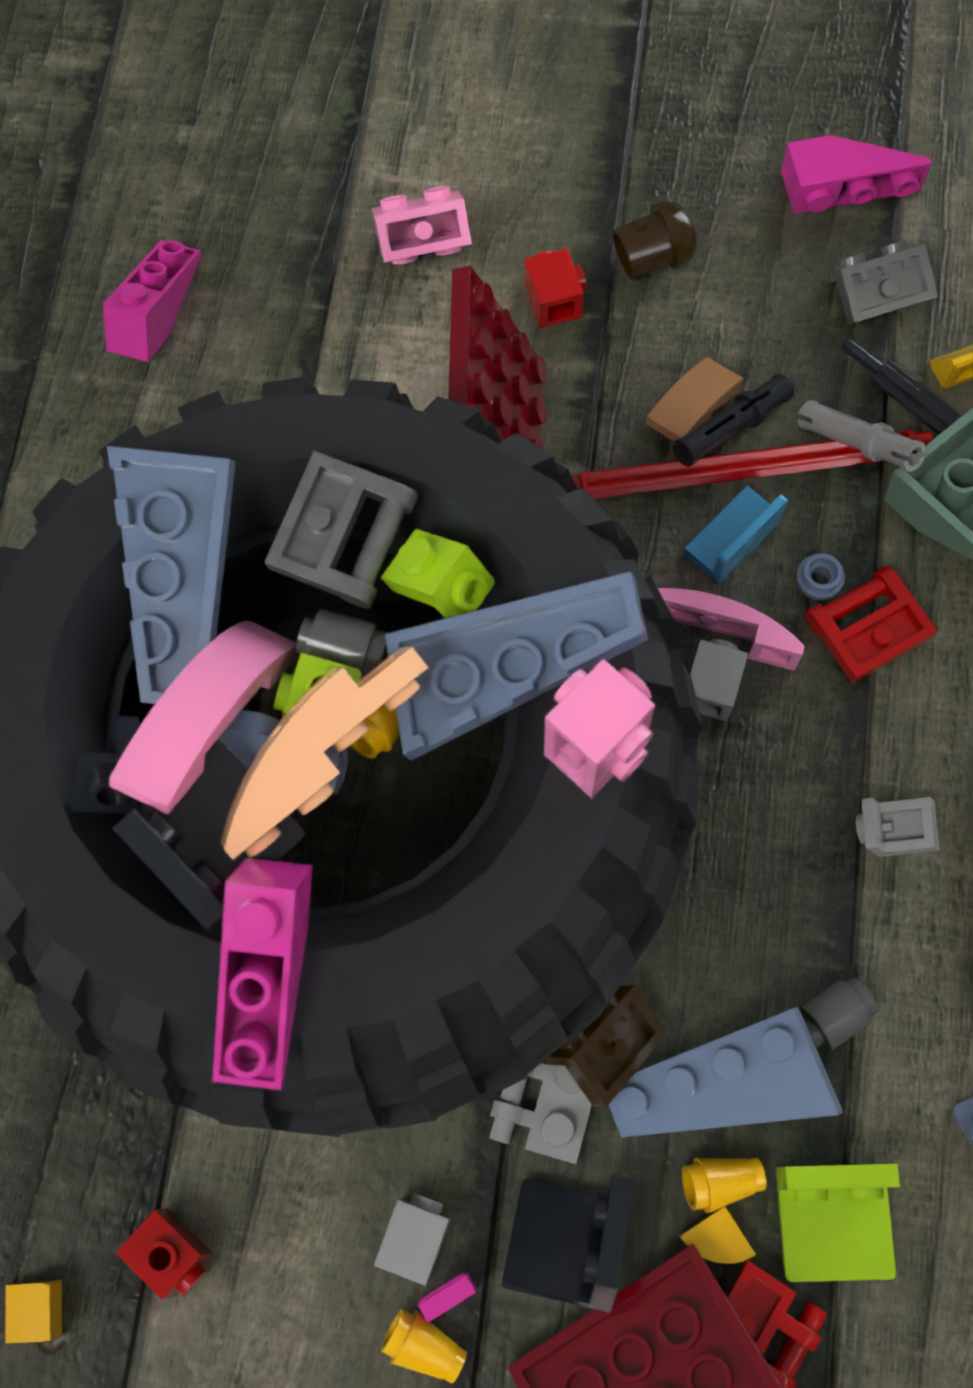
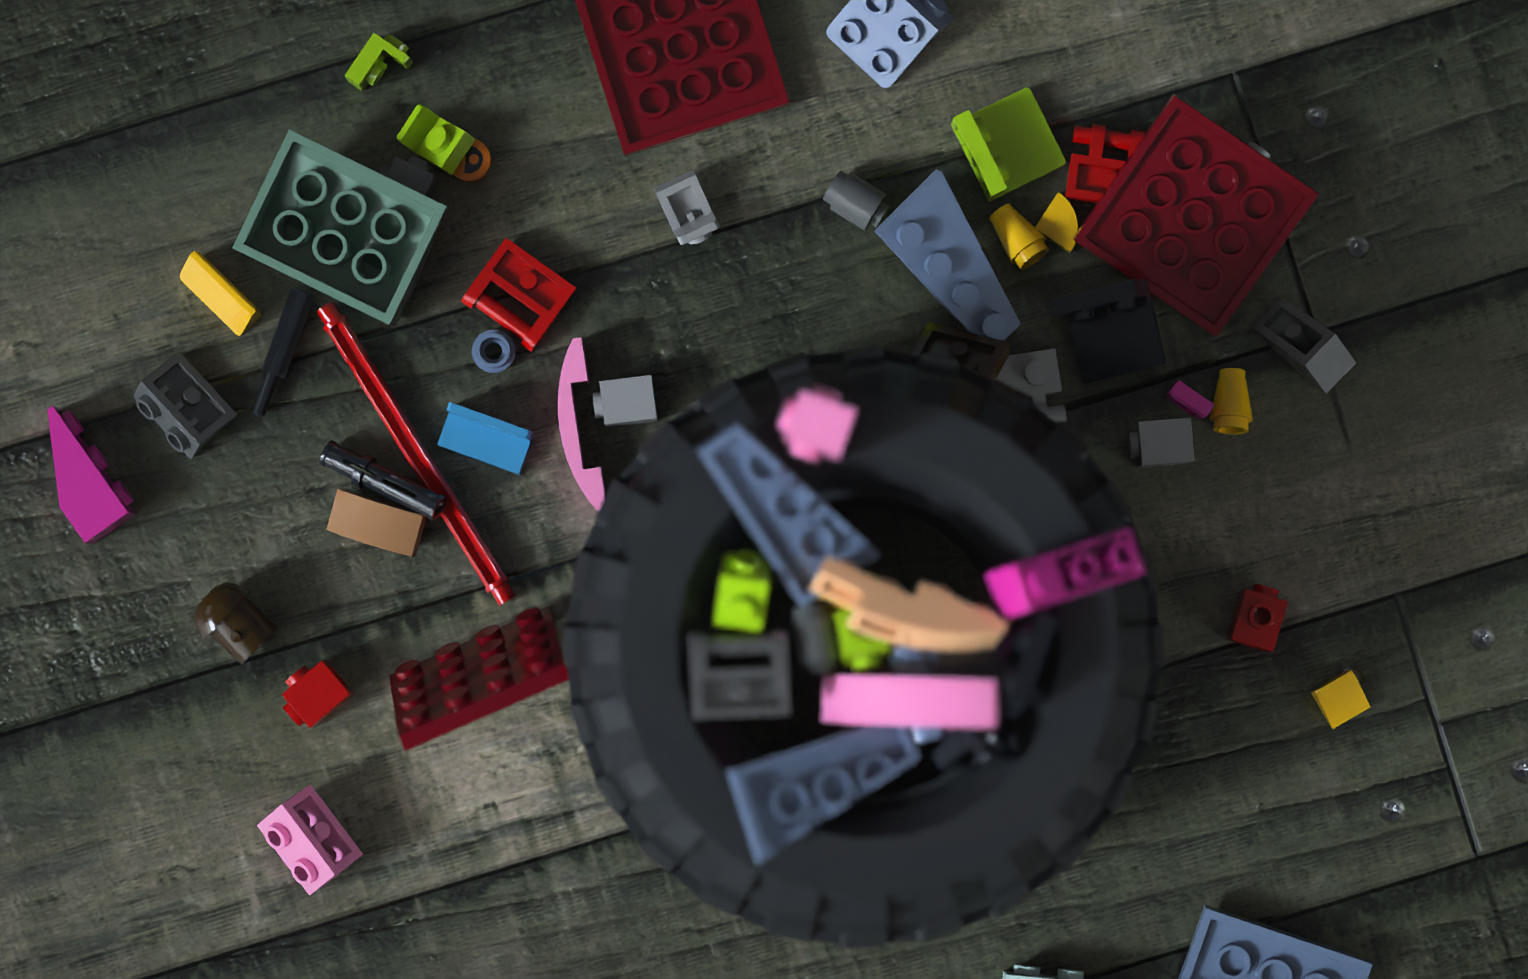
camera: 120 degrees left, 15 degrees up
(873, 440) = (364, 350): light grey pin -> none

